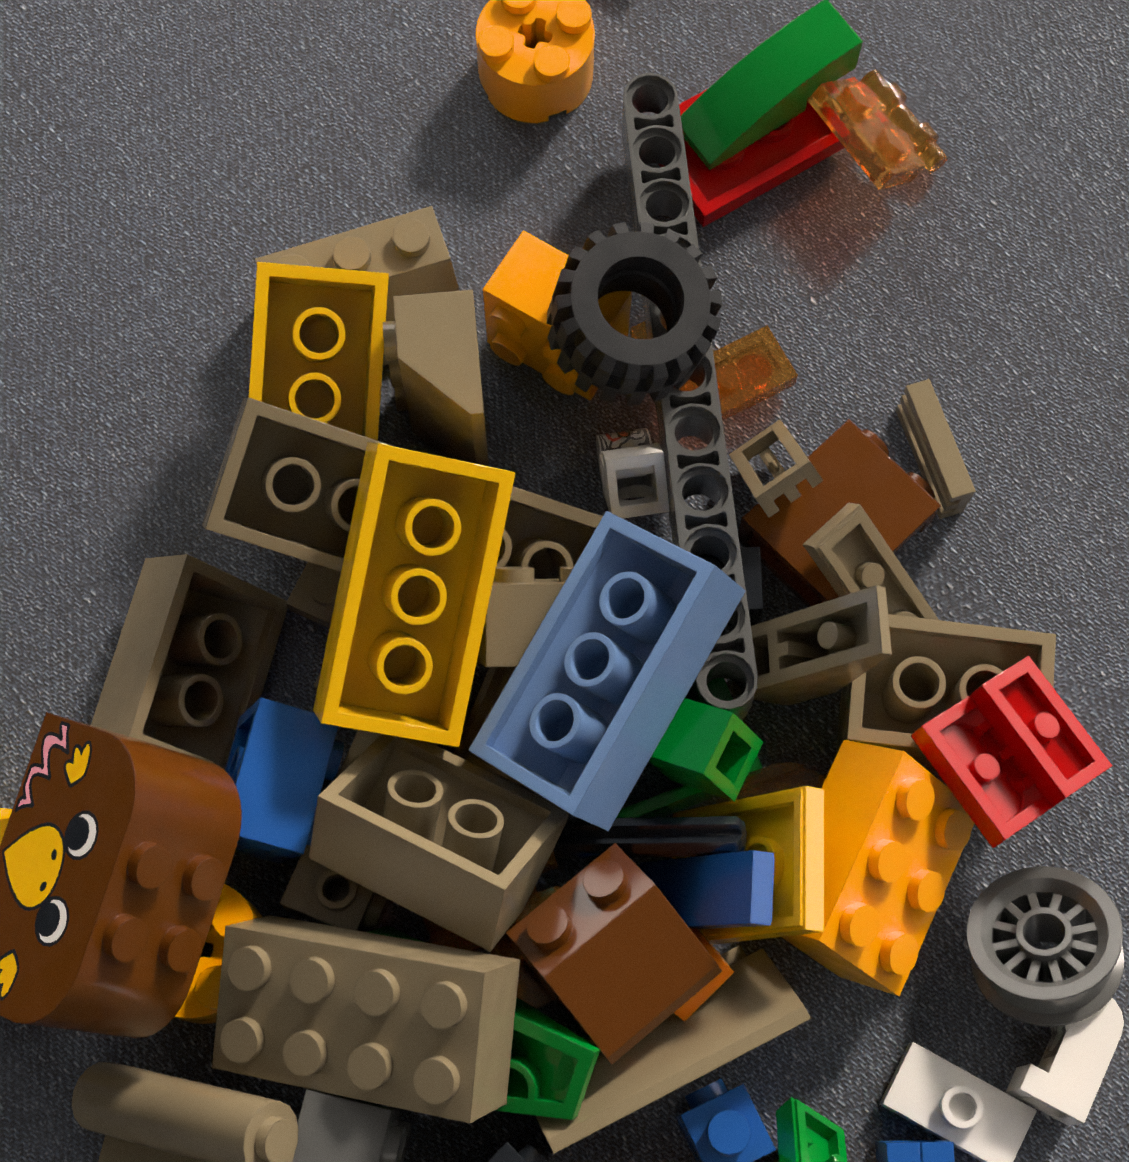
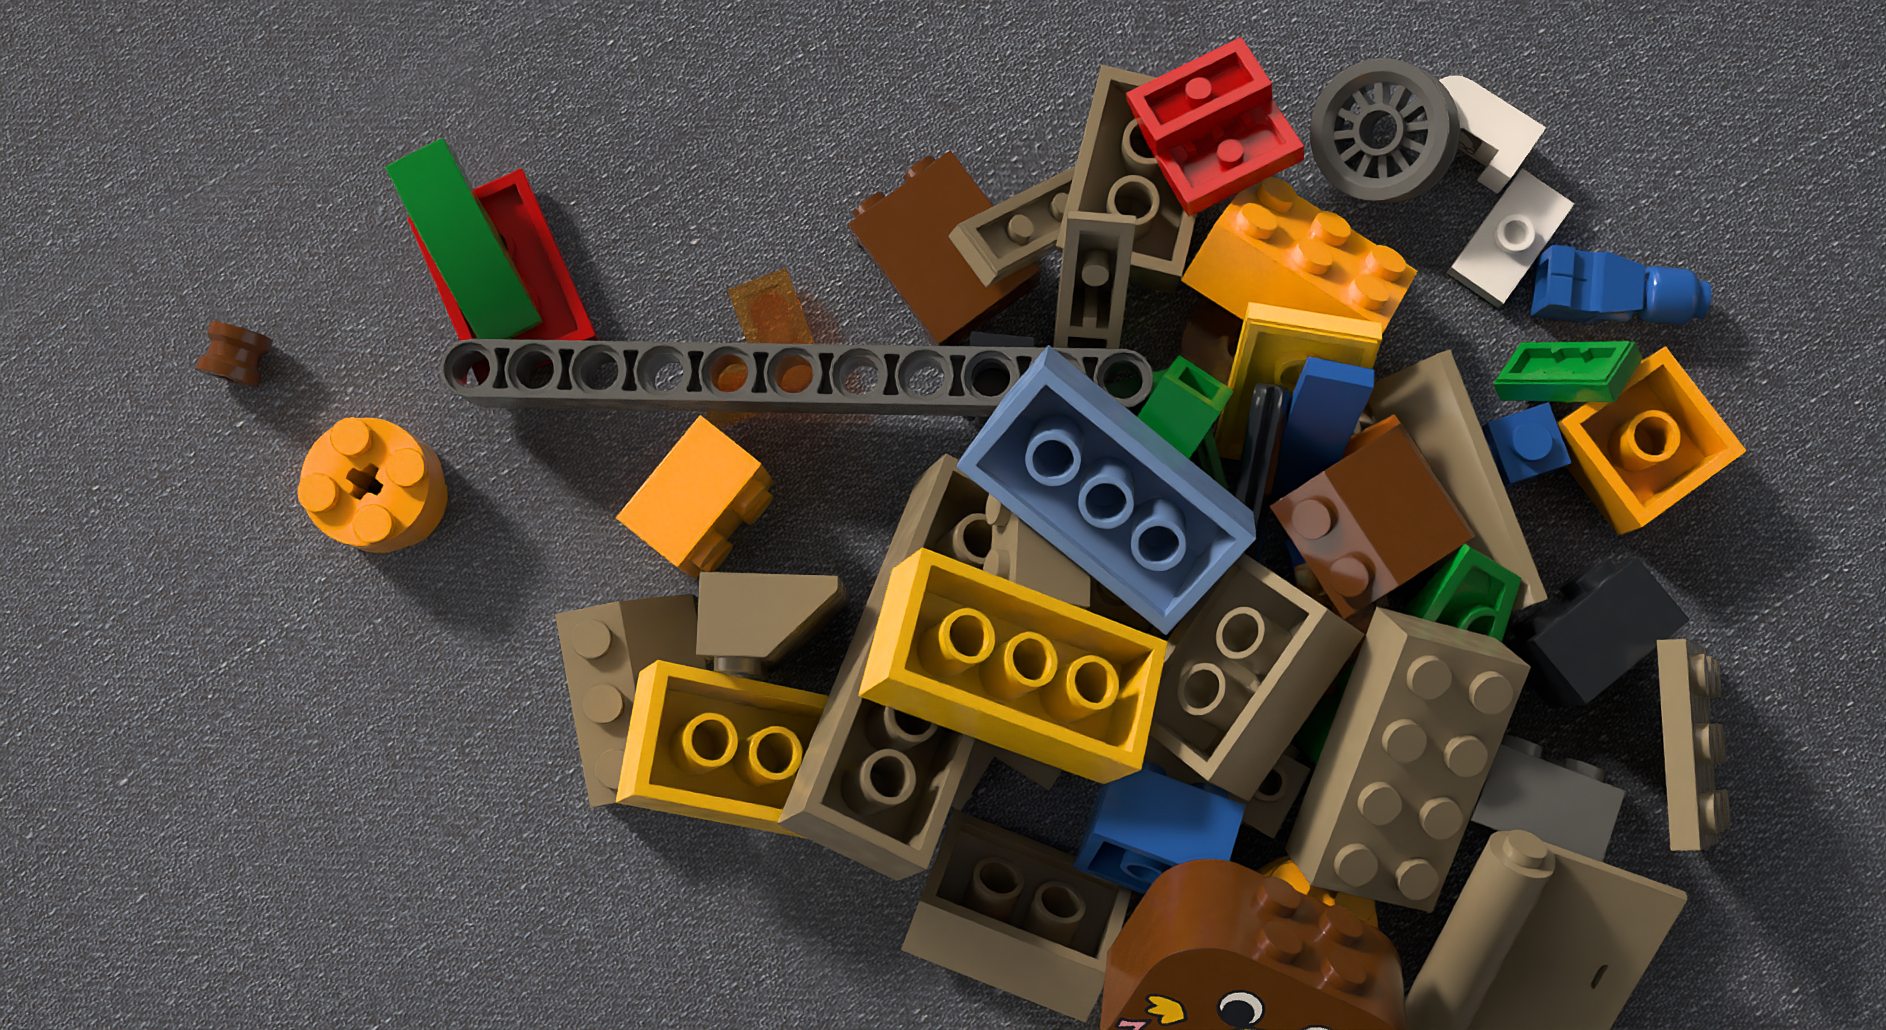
camera: 75 degrees left, 10 degrees up
(630, 469) = (867, 446): white leg -> none
(654, 269) = (737, 361): black tyre -> none
(783, 481) = (919, 292): dark tan tile -> none
(878, 129) = (526, 153): clear orange plate -> none
(935, 448) = (881, 146): dark tan tile -> none

